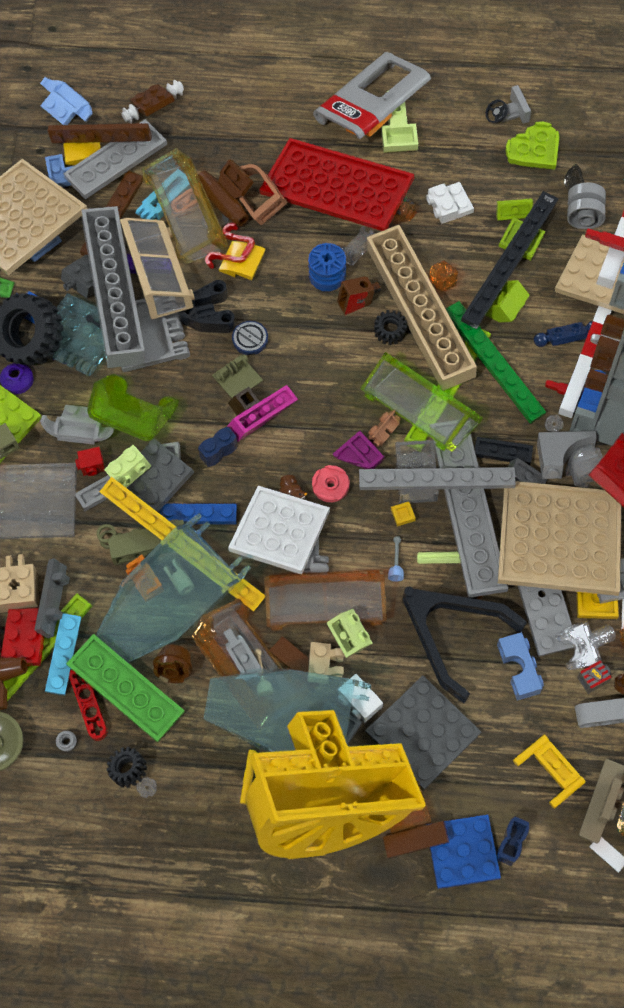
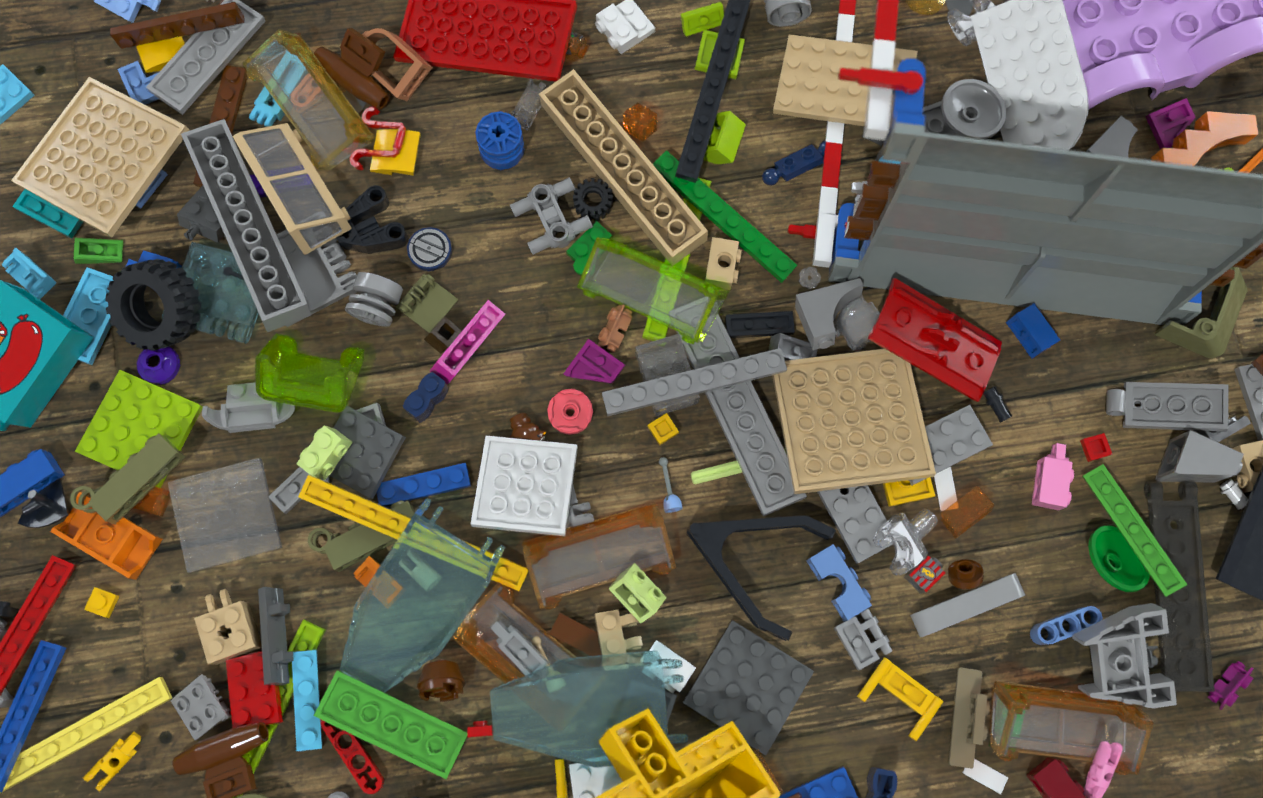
camera: 20 degrees left, 10 degrees up
(90, 461) = (277, 451): red brick -> none
(194, 710) = (480, 728): none -> red plate
(196, 363) = (374, 299): none -> light grey wheel
(353, 332) = (551, 215): none -> light grey piece
(356, 294) = (544, 166): reddish brown torso -> none
(371, 361) = (583, 246): none -> green hinge
(487, 388) = (726, 251): none -> tan brick
(523, 717) = (857, 643): none -> light grey plate

